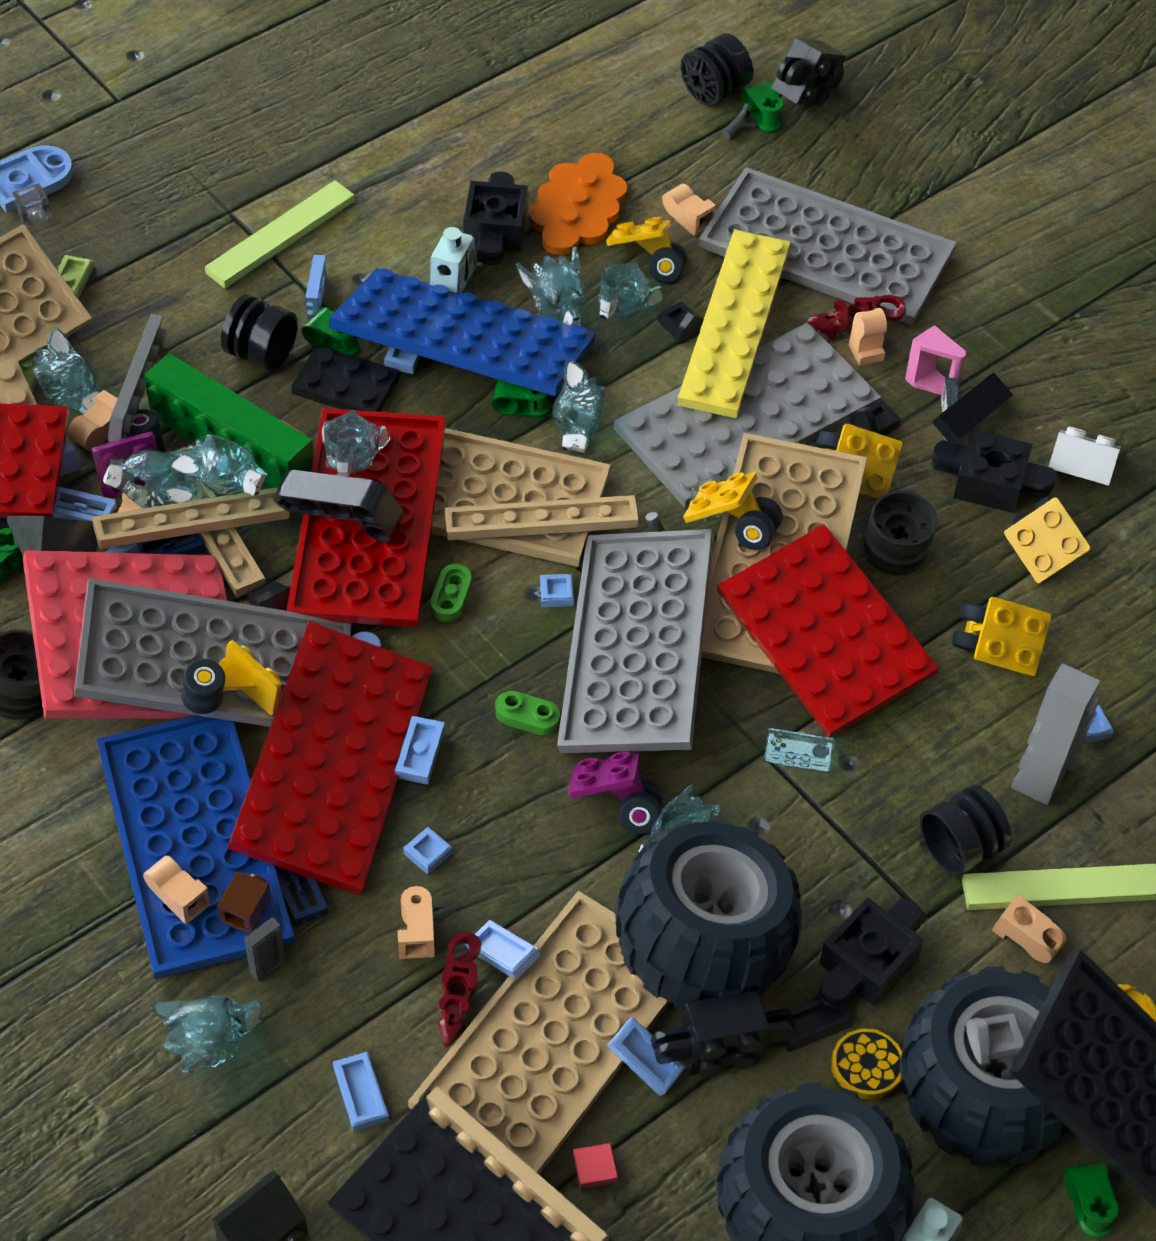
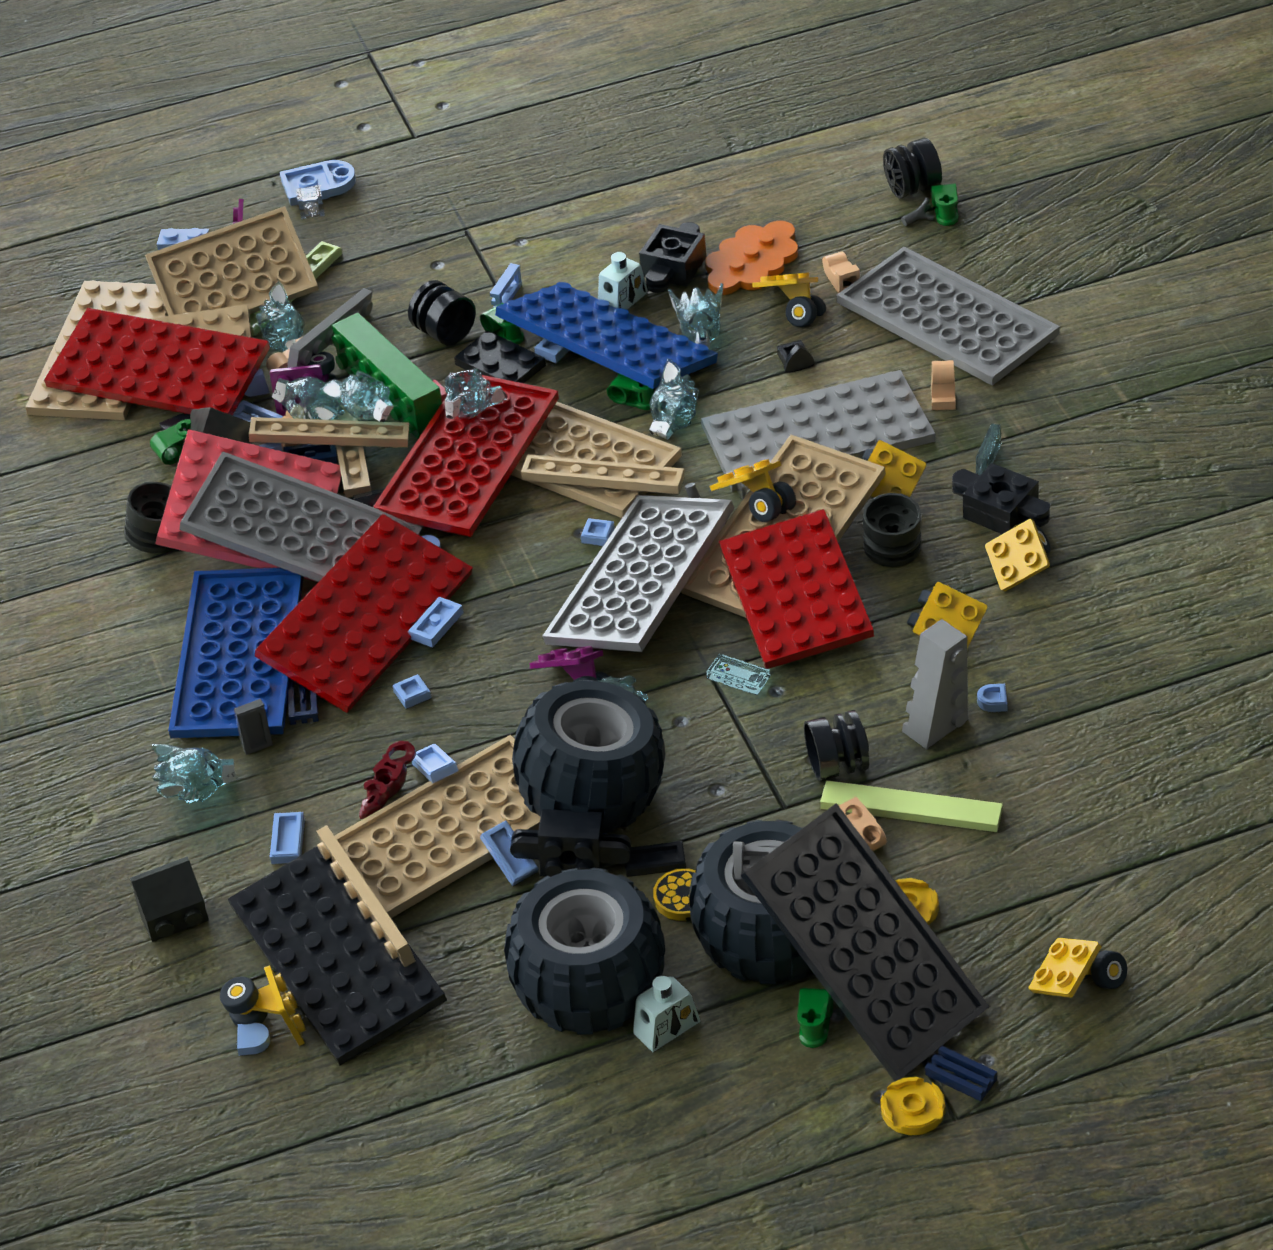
camera: 25 degrees right, 10 degrees down
(177, 889) = (205, 673): light nougat leg -> none
(238, 670) = (279, 536): plate -> none
(244, 902) = (251, 687): reddish brown brick -> none
(279, 234) = (497, 248): yellowish green tile -> none
(342, 499) = (444, 431): black beam -> none
(418, 916) = (378, 737): light nougat leg -> none
(449, 595) = (511, 519): bright green plate -> none
(526, 713) = (531, 611): bright green plate -> none
(595, 1166) = (438, 919): coral tile -> none
(626, 291) = (753, 324): clear light blue piece -> none
(734, 324) = (833, 359): light yellow plate -> none
(809, 72) = (988, 177): black brick -> none
(843, 317) = (922, 372): dark red animal -> none
(870, 952) = (714, 809): black brick -> none
(876, 418) = (924, 449): black tile -> none
(923, 359) = (981, 403): bright pink tile -> none
(972, 408) = (1003, 449): black tile -> none
(1084, 455) = (1088, 500): white slope -> none

